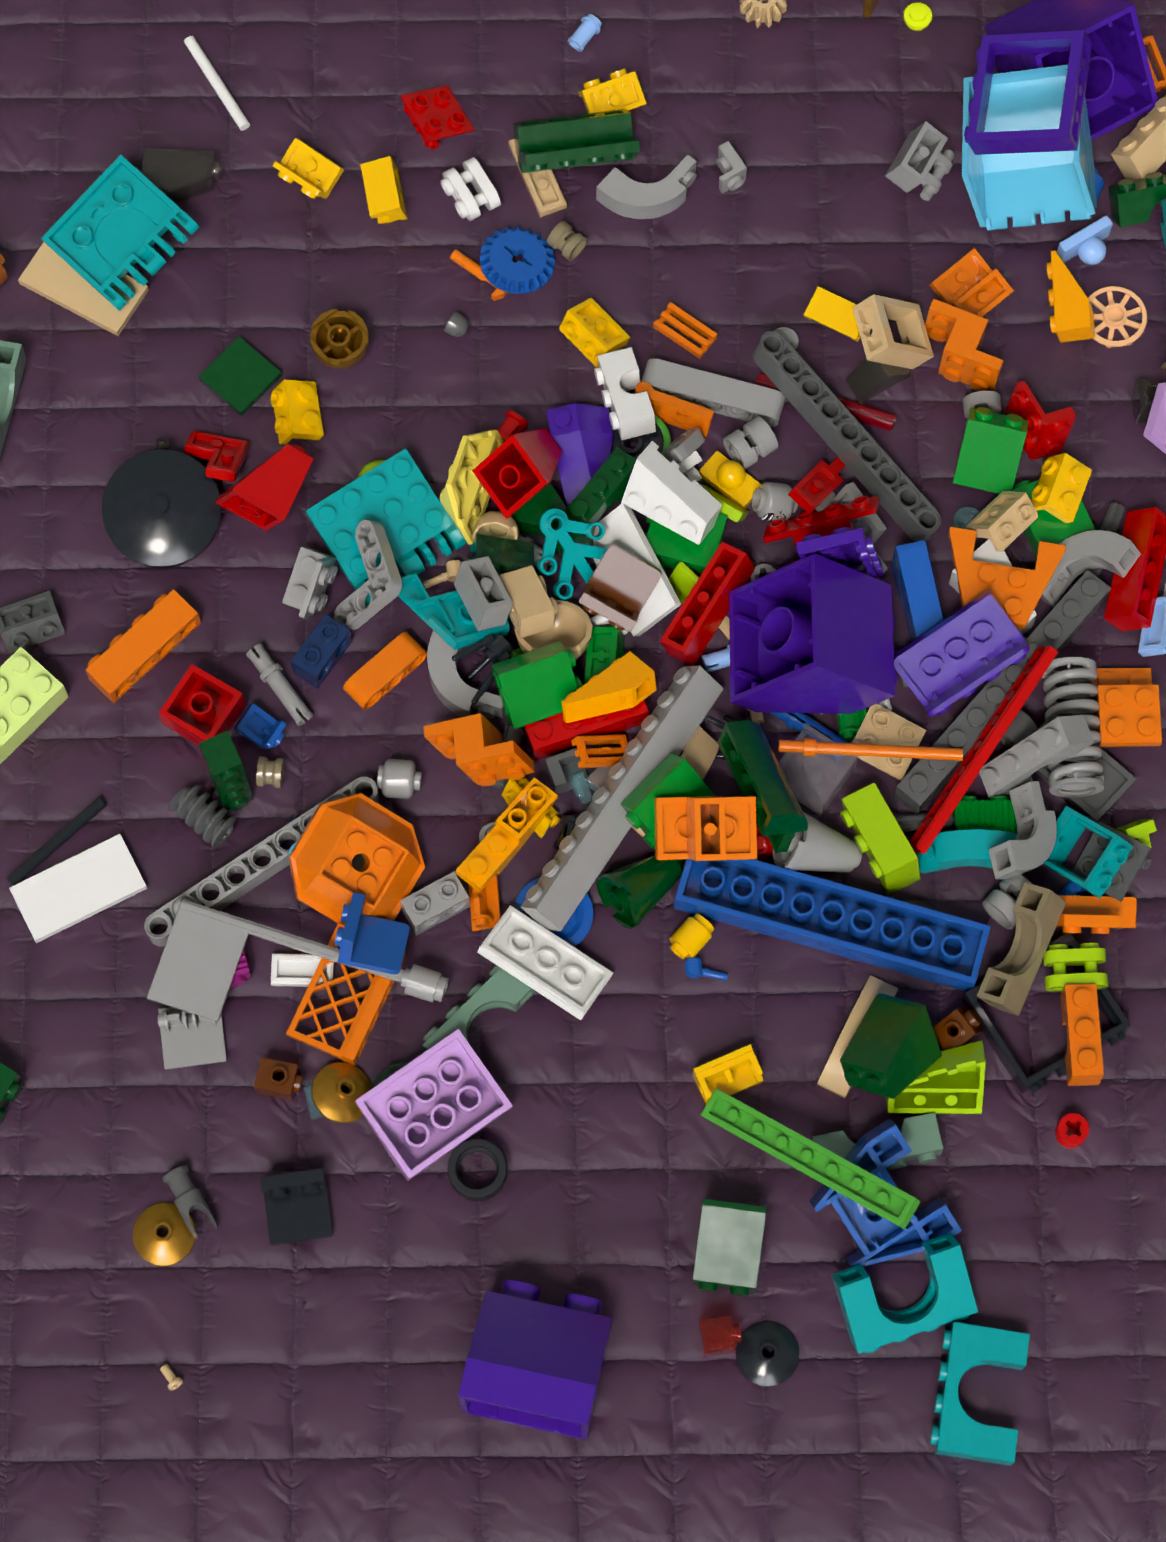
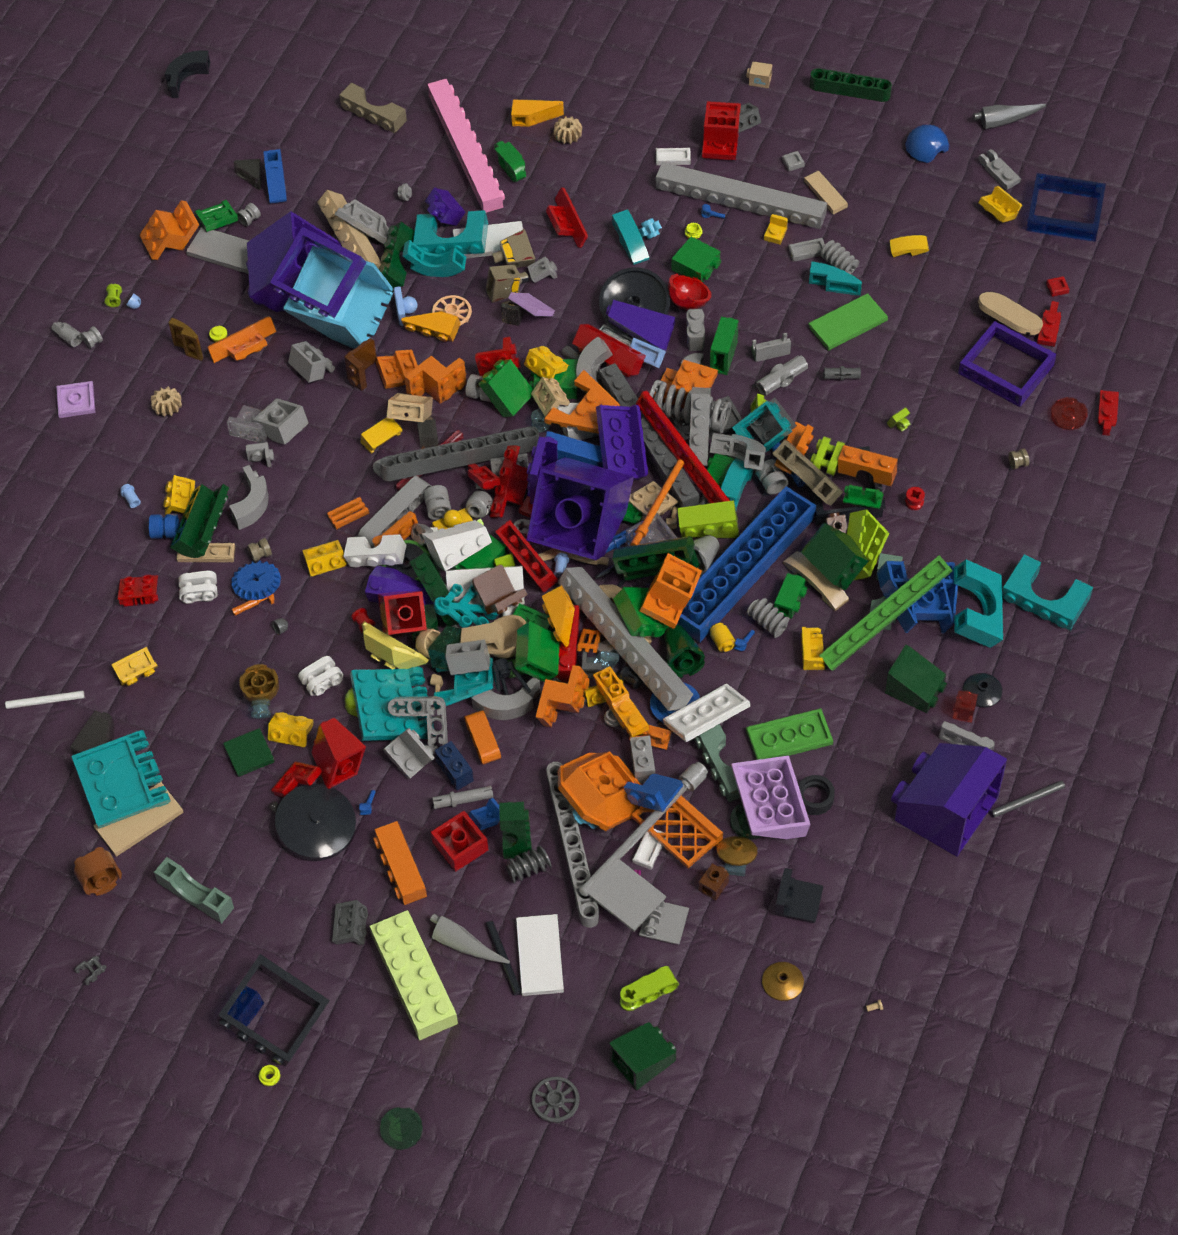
camera: 65 degrees left, 15 degrees down
(61, 771) = (460, 939): none -> light grey piece
(77, 1053) = (648, 989): none -> lime piece
(187, 1197) = (769, 956): dark grey piece -> none
(214, 566) = (366, 808): none -> blue hand
(307, 360) = (260, 709): none -> clear light blue wheel
(383, 190) = (172, 631): yellow hinge -> none
(397, 429) = (320, 676): none -> white brick
(398, 778) = (554, 751): light grey head -> none
(548, 96) = (163, 526): none -> blue wheel
(567, 1096) = (789, 735): none -> bright green tile
(600, 1485) = (1027, 799): none -> dark grey bar
(662, 1361) = (956, 735): none -> light grey hinge
(753, 989) = (768, 618): none -> light grey piece
(778, 134) = (245, 427): none -> clear bracket
(796, 169) = (282, 420): none -> light grey slope
(808, 1008) = (790, 595): none -> green brick
(867, 780) = (671, 522): none -> tan hand
(915, 56) = (243, 342): none -> orange bracket
(945, 224) = (358, 361): none -> reddish brown bracket
(1023, 1049) = (867, 498): none -> green hinge

